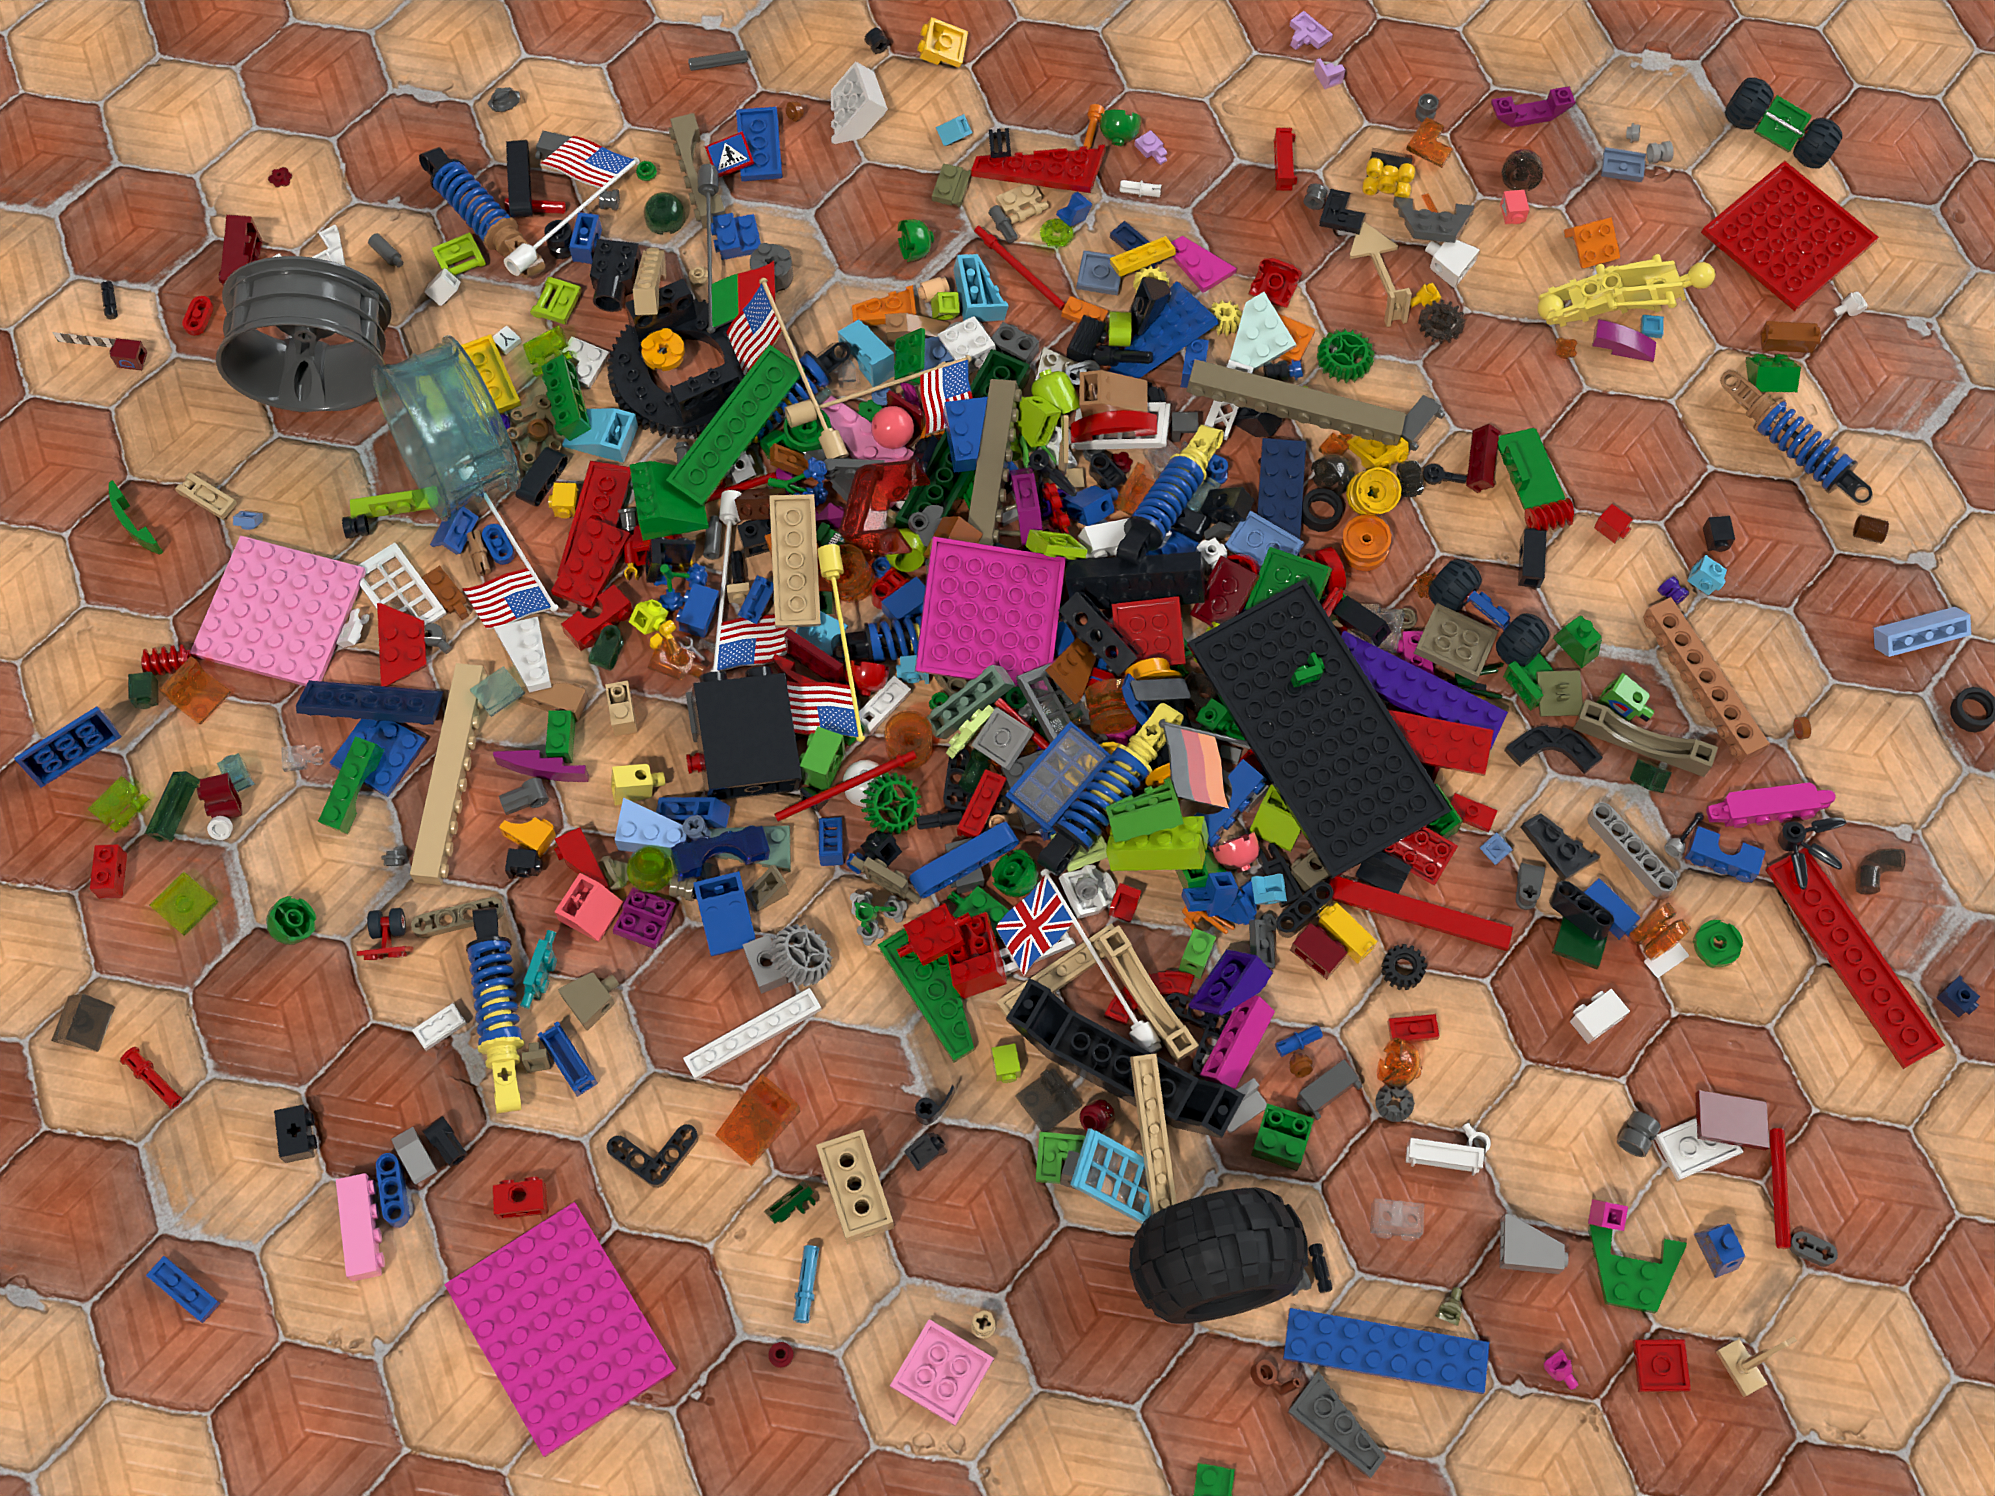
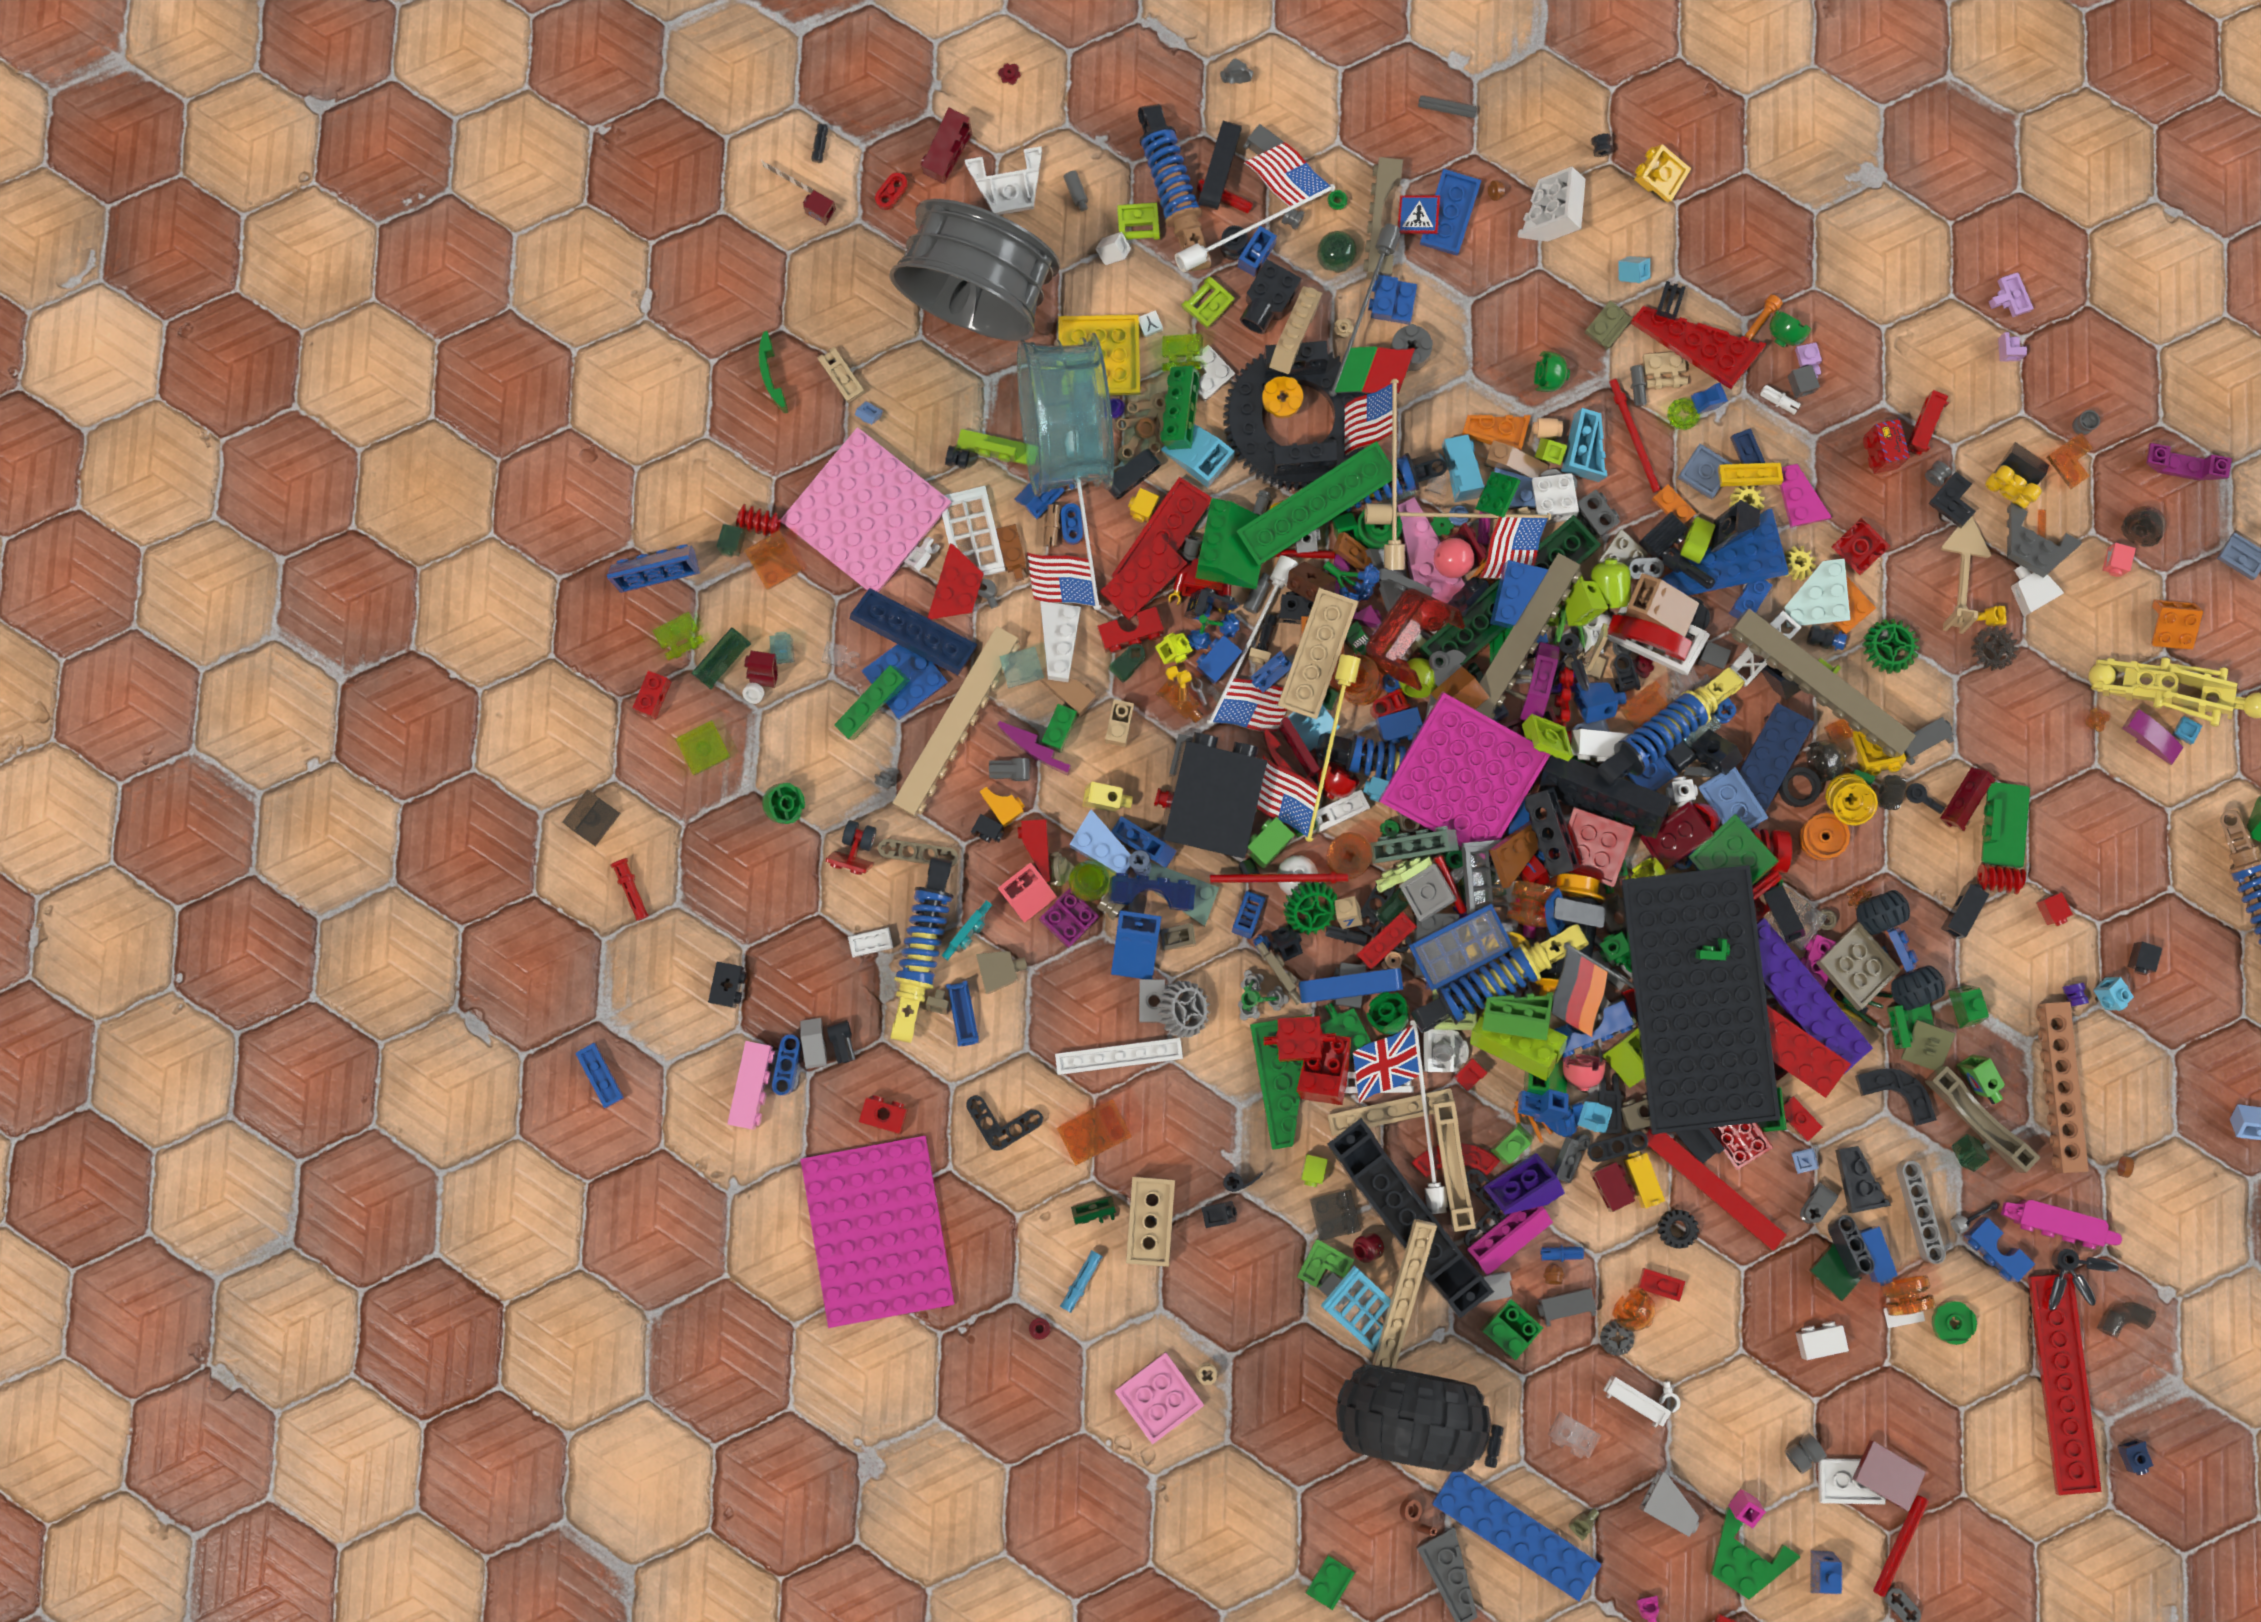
camera: 25 degrees right, 15 degrees up
(931, 793) = (1348, 912): none -> tan brick
(1154, 165) = (1803, 381): none -> dark grey panel
(1256, 188) = (1886, 446): none -> red brick

